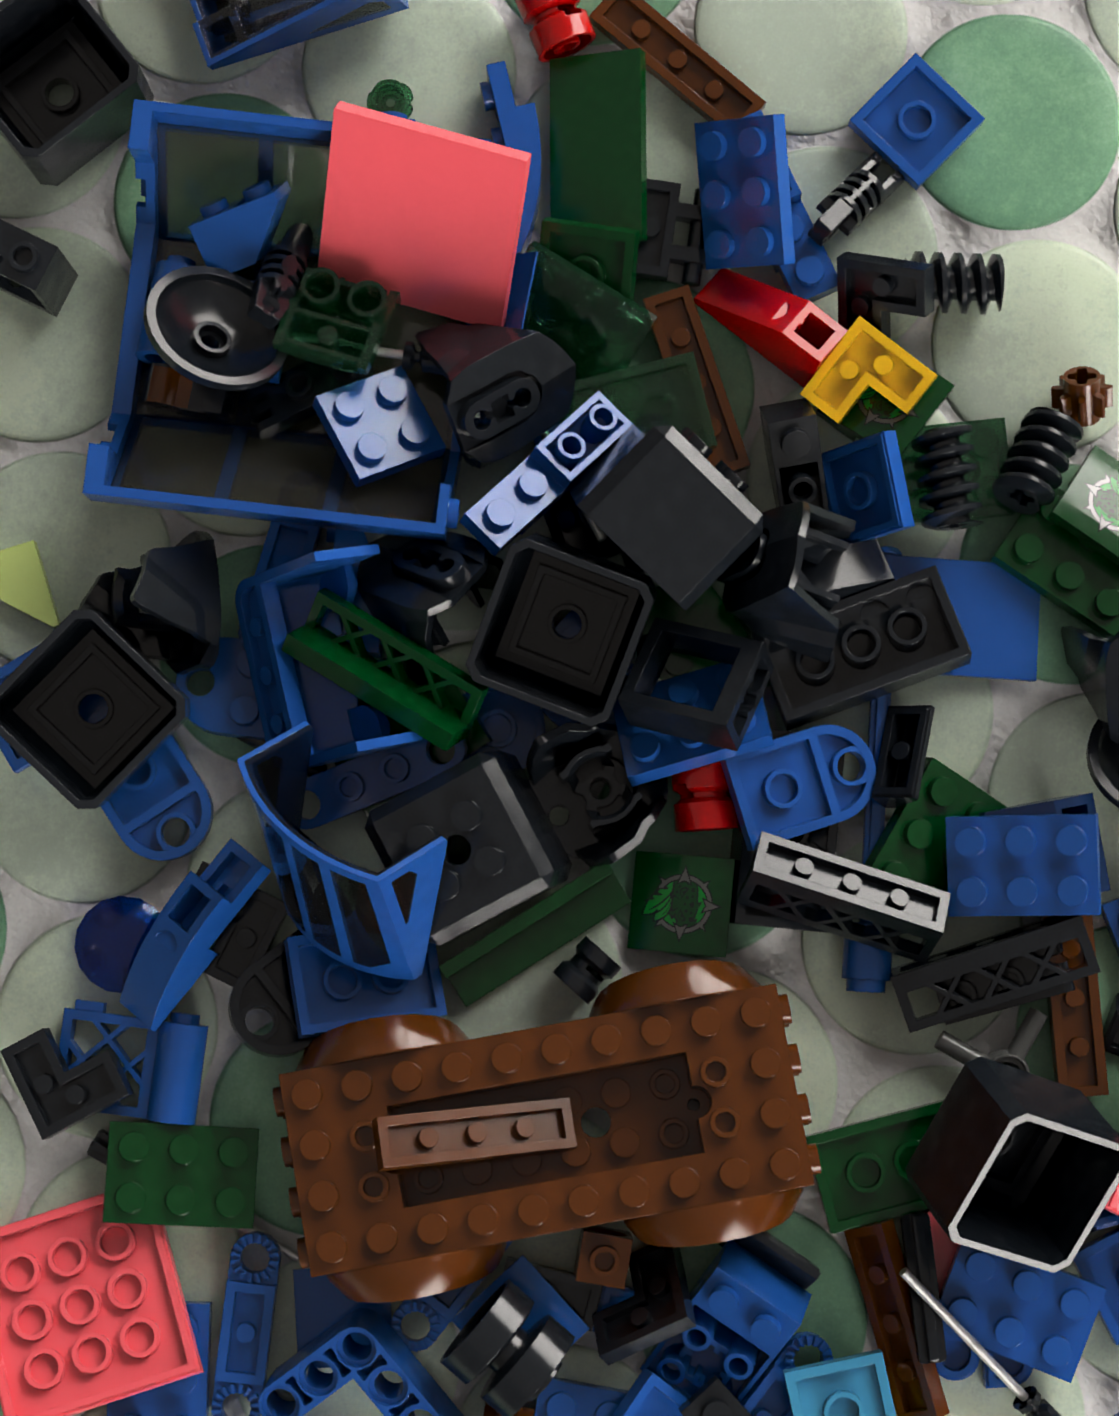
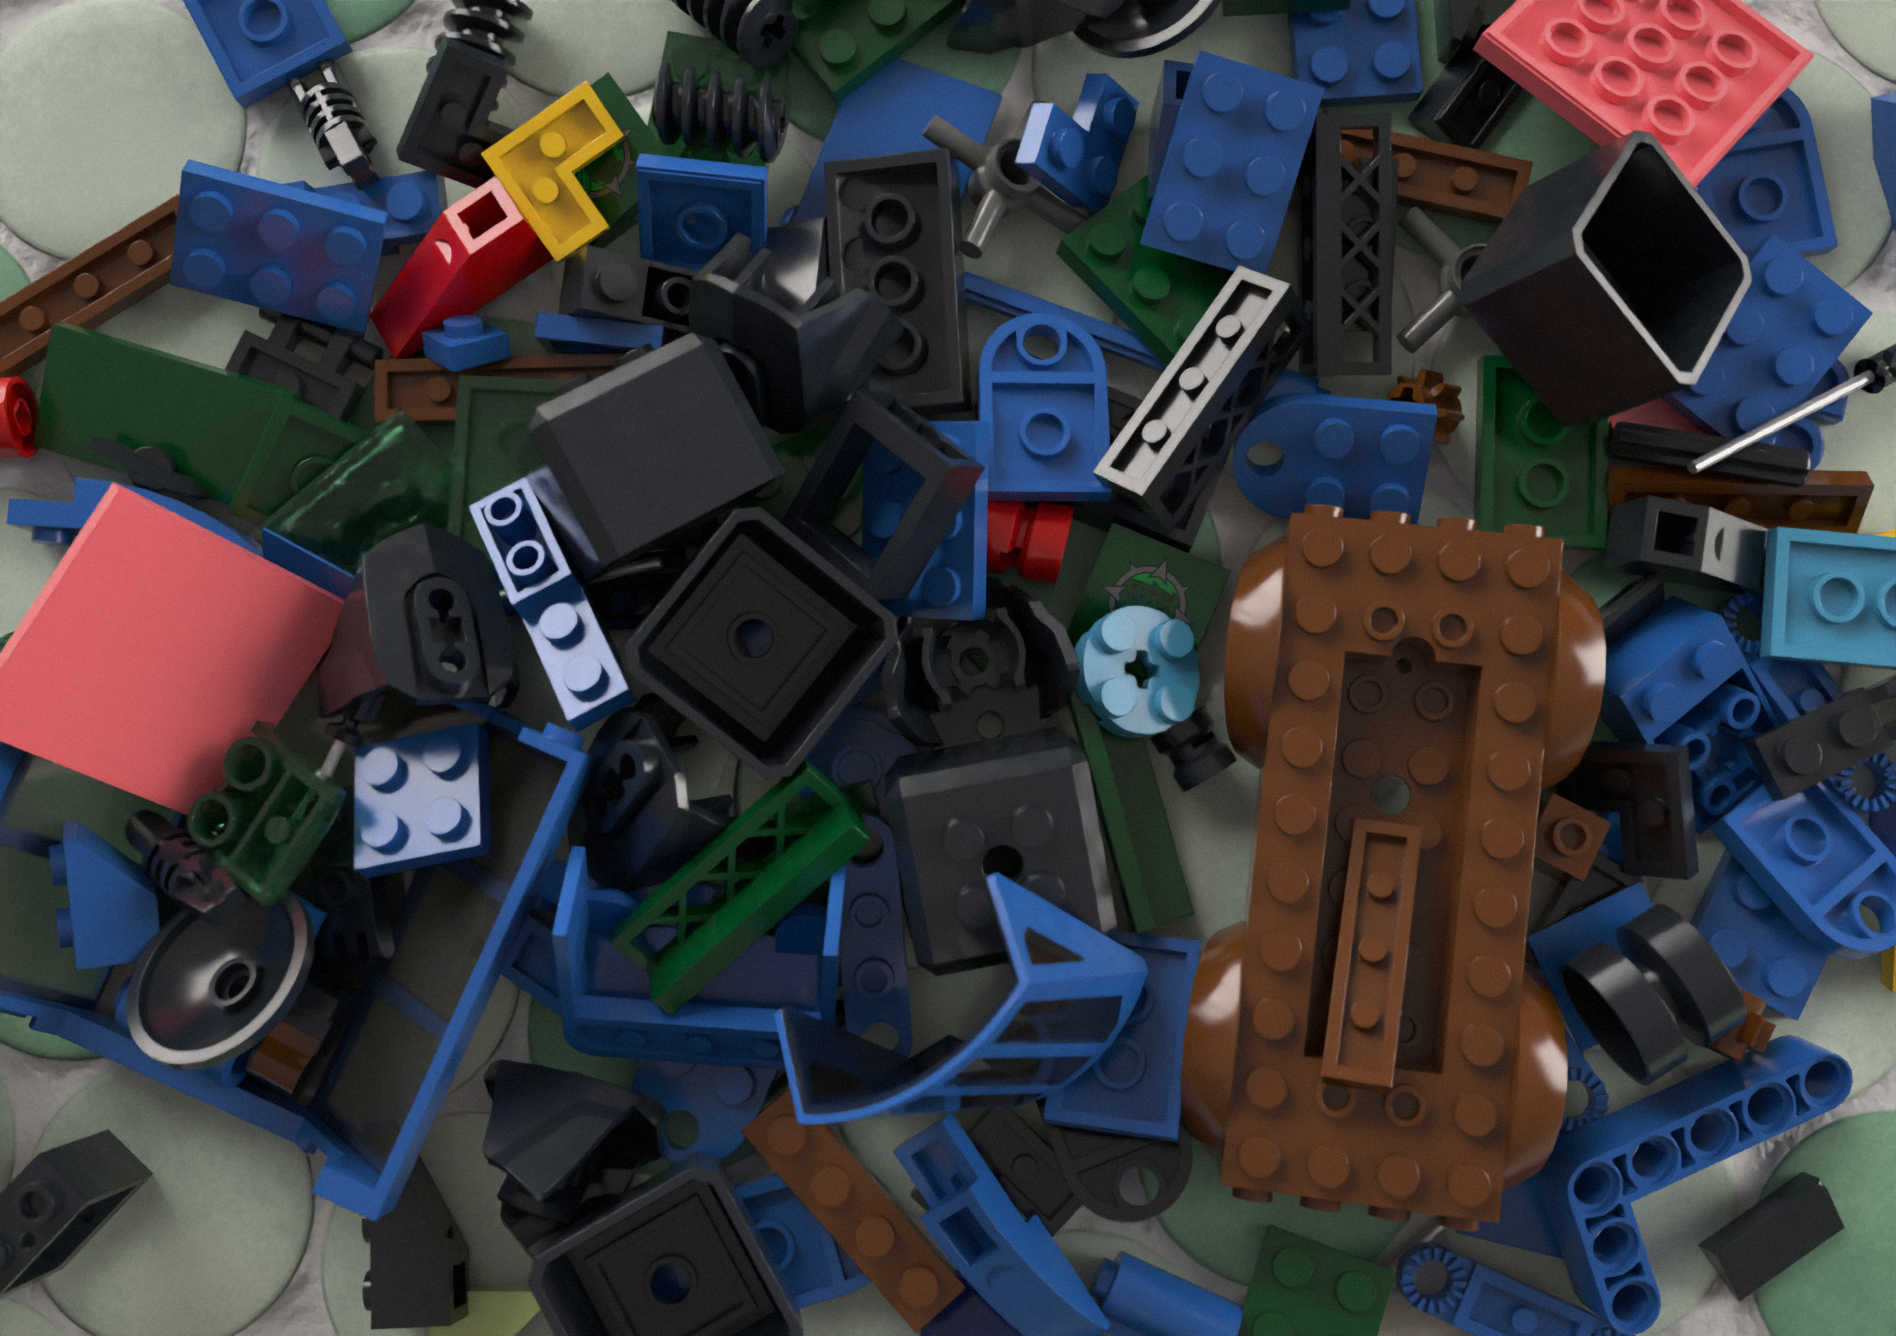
camera: 70 degrees left, 0 degrees up
(53, 524) = (416, 1260): none -> black slope
(181, 824) = (856, 1212): none -> reddish brown plate
(558, 150) = (149, 468): none -> black piece
(605, 896) = (1170, 663): none -> dark azure plate
(720, 346) = (465, 343): none -> blue plate
(756, 444) = (595, 336): none -> blue tile
(834, 1011) = (1337, 454): none -> blue plate
(849, 1292) = (1686, 545): none -> black slope
(892, 1066) = (1430, 389): none -> reddish brown gear
(902, 755) = (1046, 275): black slope -> none
(958, 691) = (998, 184): none -> dark grey bar
(1004, 757) = (1082, 154): none -> blue plate

